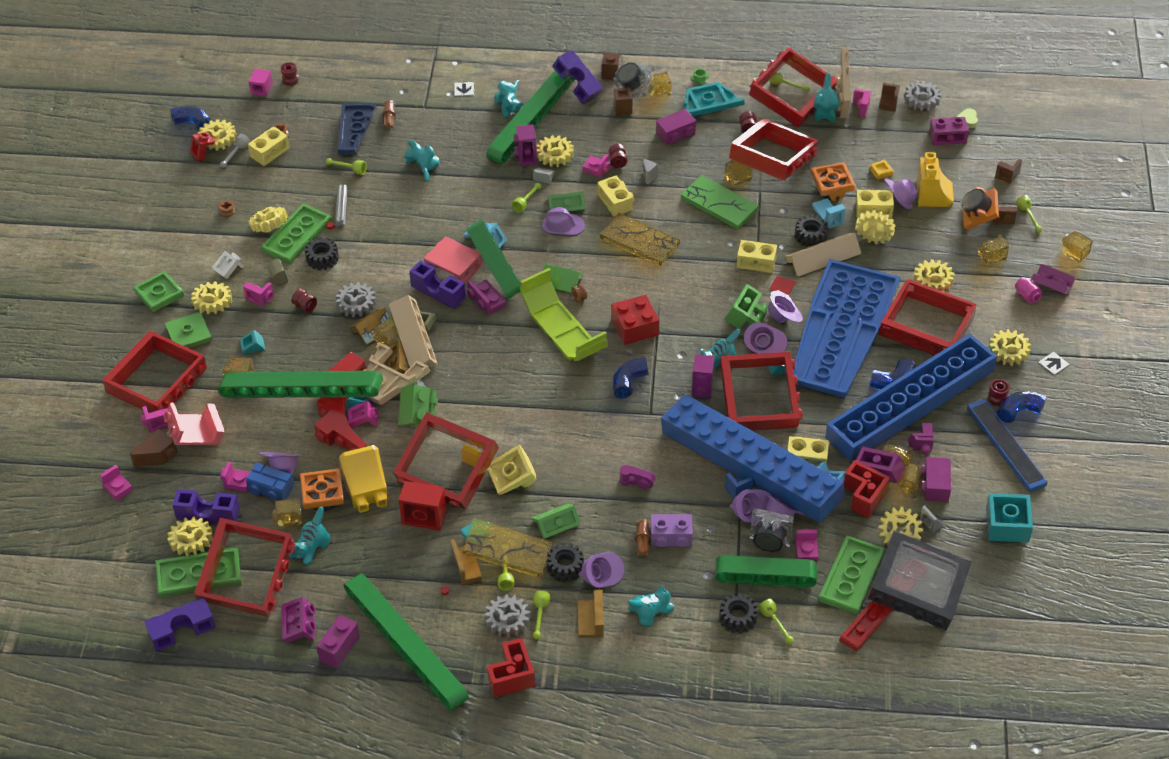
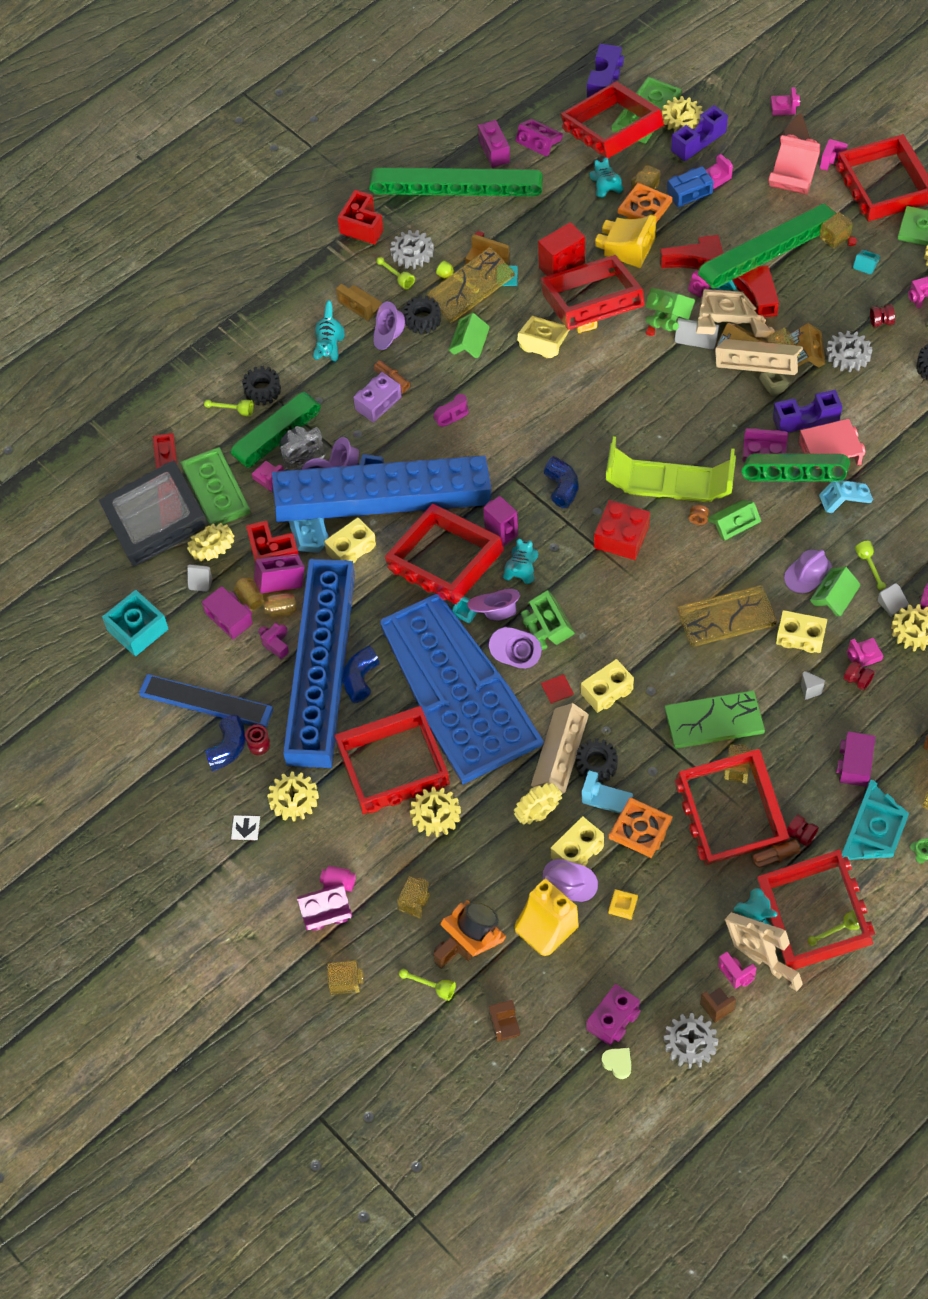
camera: 135 degrees right, 10 degrees up
(282, 461) = (708, 202): medium lavender piece -> none

